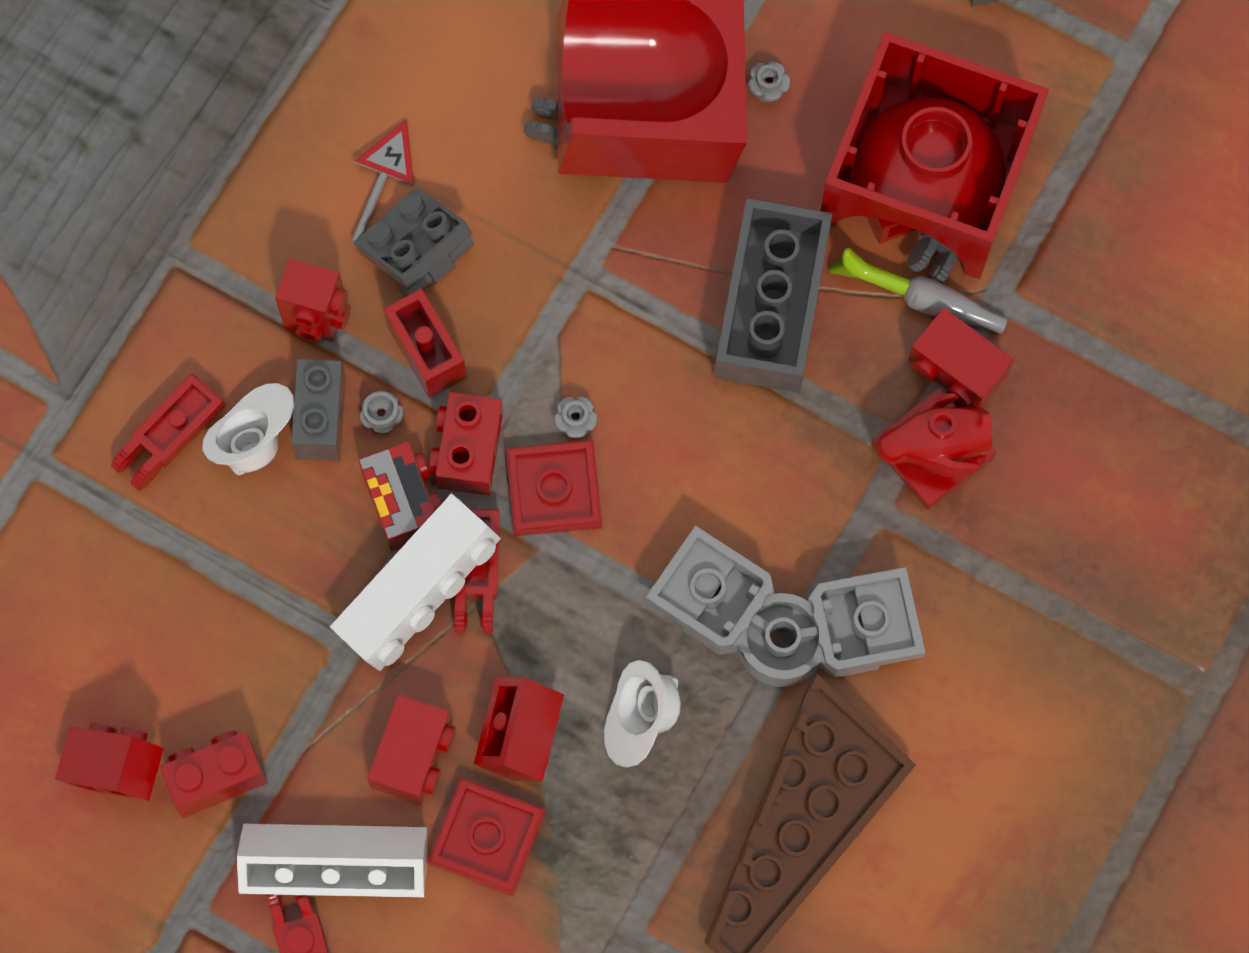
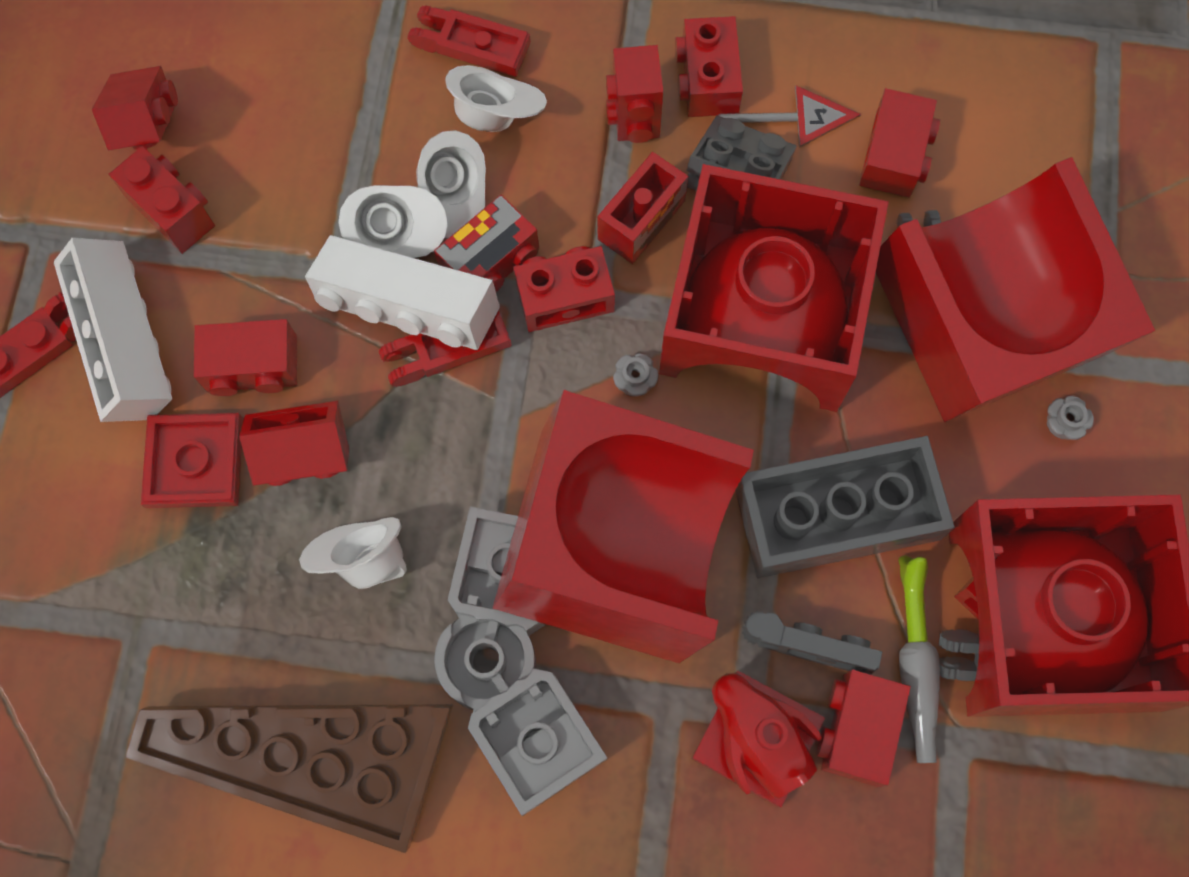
camera: 70 degrees right, 0 degrees up
(303, 226) = (710, 66): none -> red brick
(318, 410) = (539, 147): dark grey brick -> none
(321, 501) = (455, 173): none -> white piece
(340, 564) = (394, 219): none -> white piece
(378, 401) = (562, 193): light grey plate -> none
(460, 99) = (899, 143): none -> red brick
(554, 488) = (546, 369): red tile -> none
(555, 262) = (775, 281): none -> red piece
(722, 478) = (621, 528): none -> red piece
(874, 373) = (807, 643): none -> dark grey hinge

